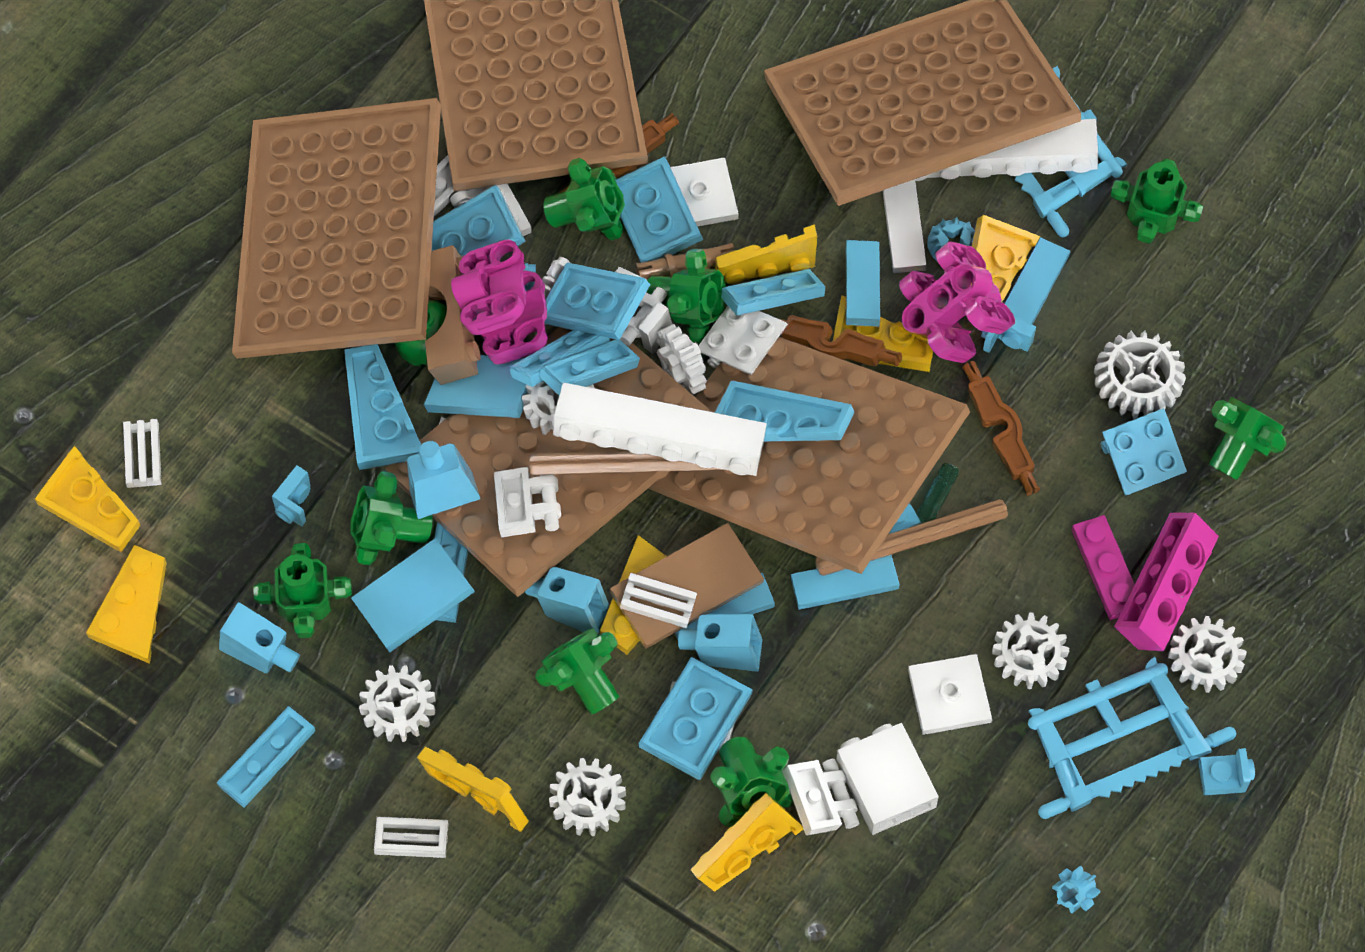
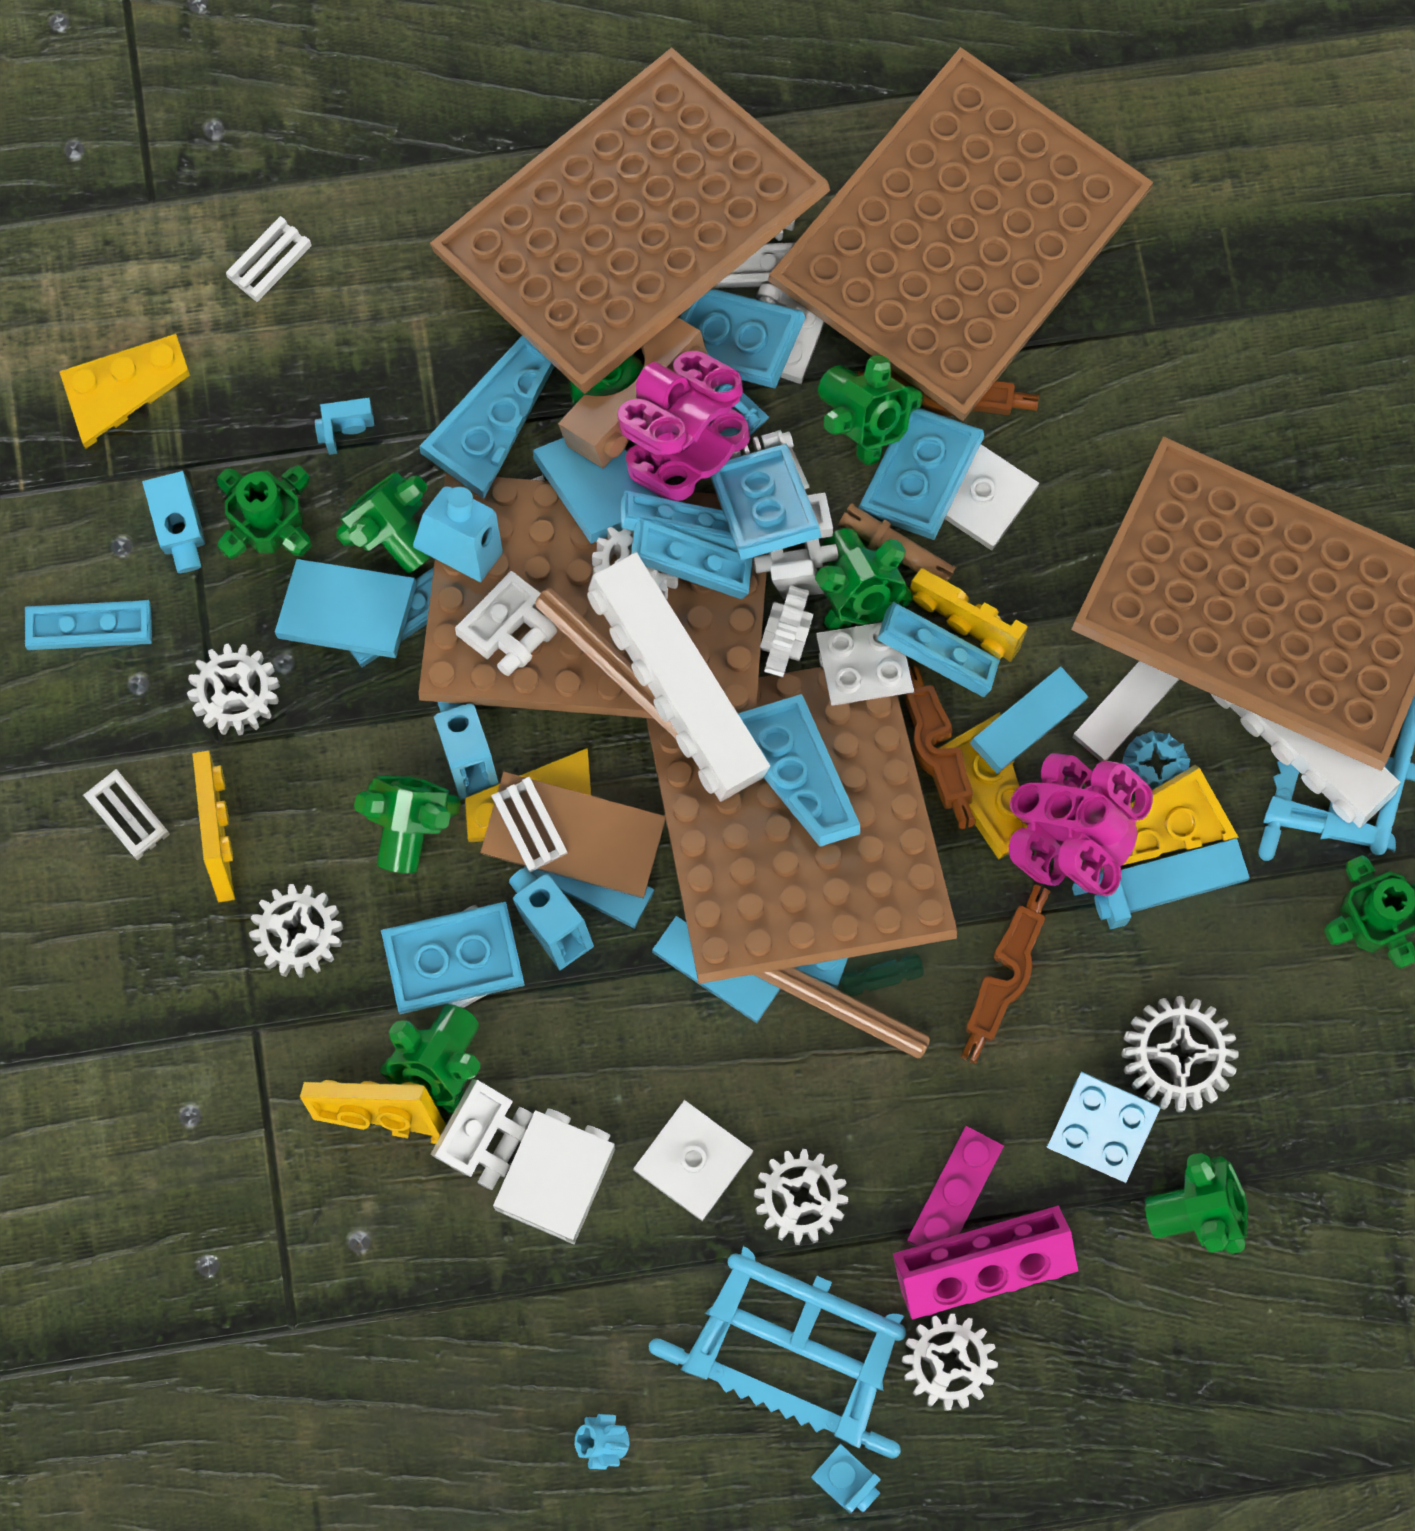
camera: 45 degrees right, 10 degrees up
(86, 502) = (179, 258): yellow wing -> none

